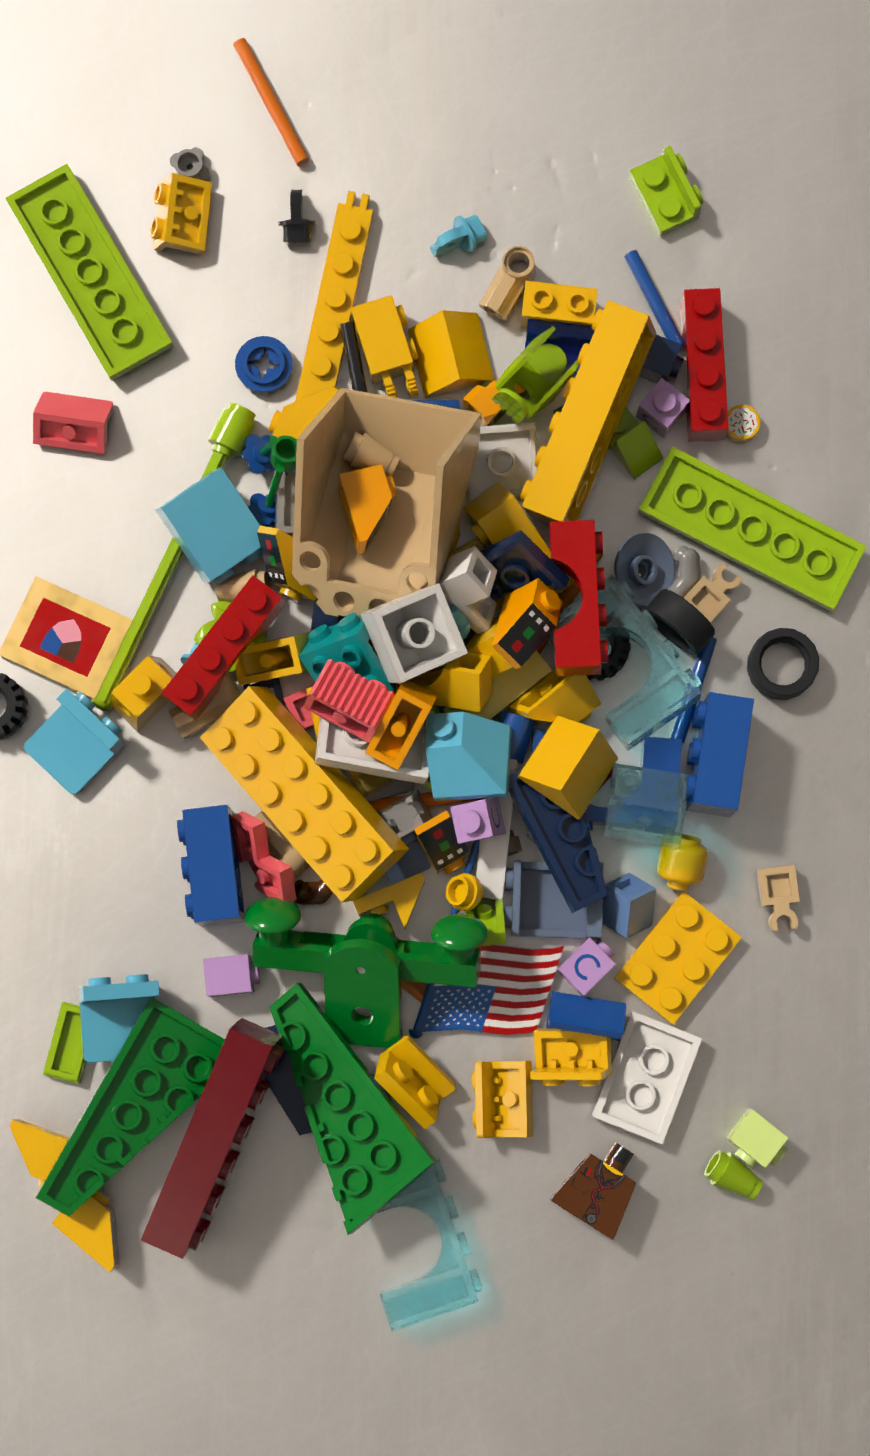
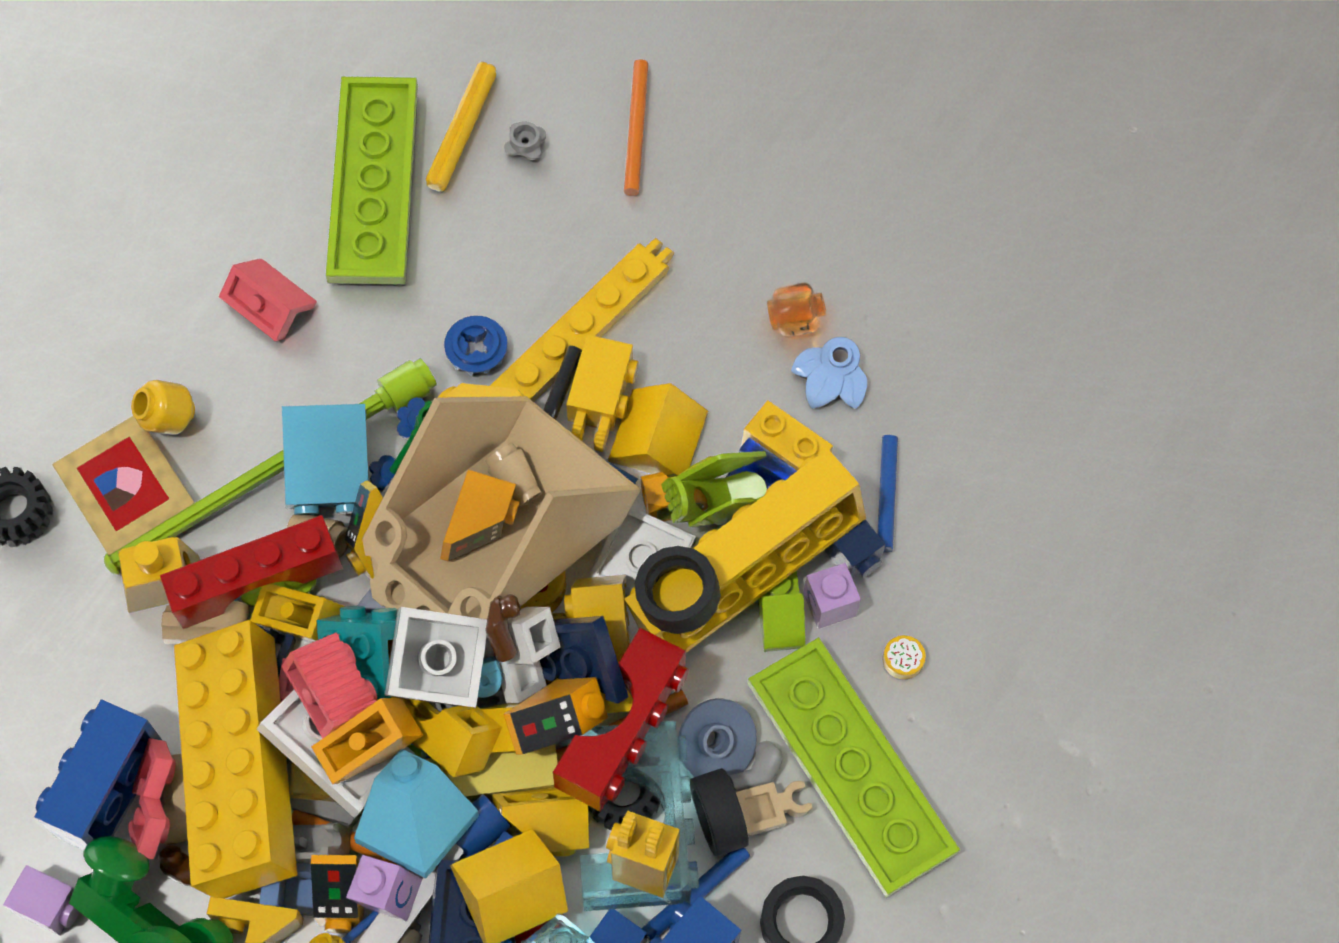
camera: 25 degrees right, 15 degrees down
(57, 559) = (163, 407): none -> yellow head
(74, 742) = (60, 584): medium azure bracket -> none
(129, 183) = (461, 127): none -> yellow axle
(181, 214) = (491, 175): yellow bracket -> none
(296, 229) = (588, 244): black piece -> none
(449, 585) = (497, 626): none -> reddish brown arm
(465, 234) = (739, 334): medium azure piece -> none
(497, 189) = (796, 309): none -> clear orange head
(508, 285) = (743, 402): tan piece -> none
(544, 455) = (660, 564): none -> black tyre
(555, 231) = (830, 378): none -> light blue plate
(659, 687) = (643, 853): none -> yellow hinge
(667, 191) = (959, 401): lime bracket -> none
(705, 364) = (897, 578): red arch -> none

